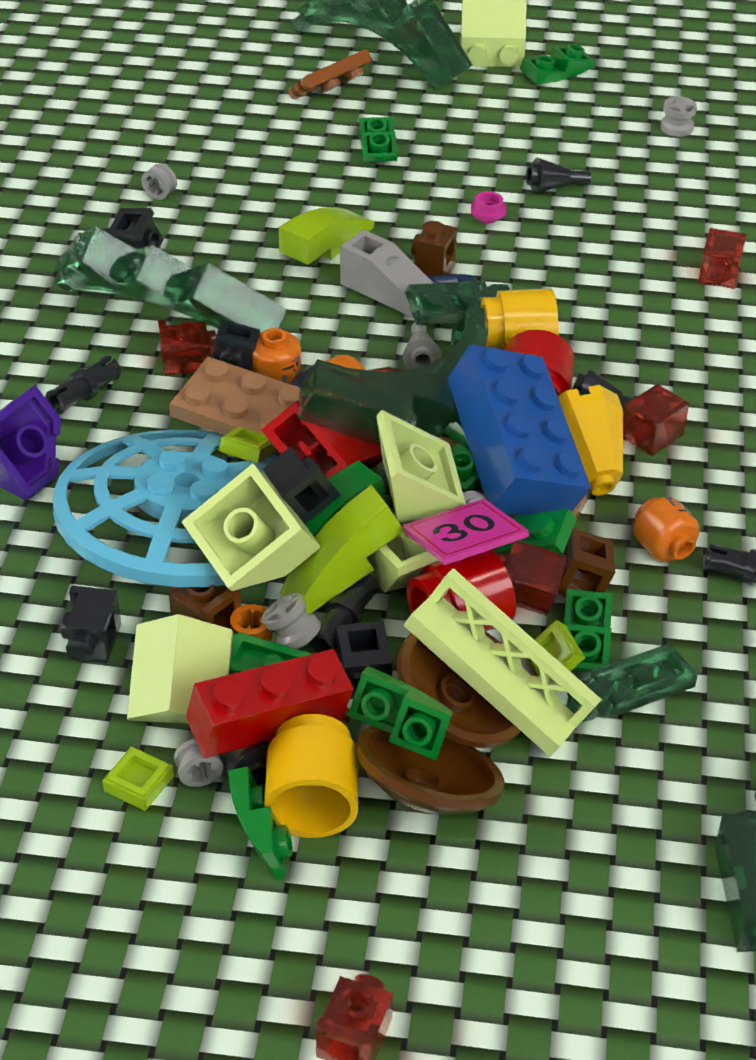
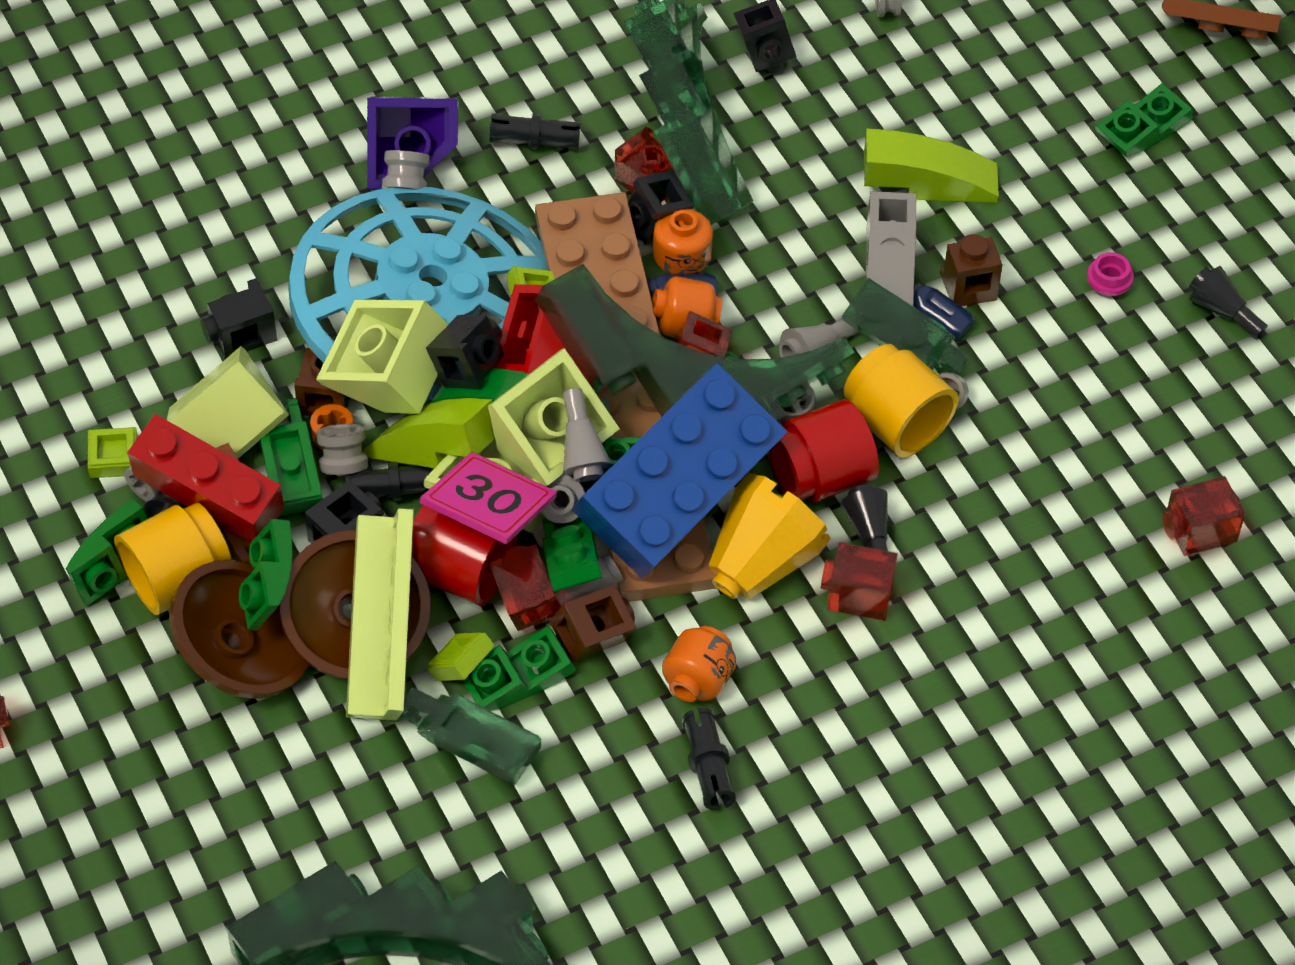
camera: 55 degrees right, 10 degrees up
(53, 456) = (405, 169): none -> light grey wheel
(464, 462) = (583, 449): none -> light grey cone

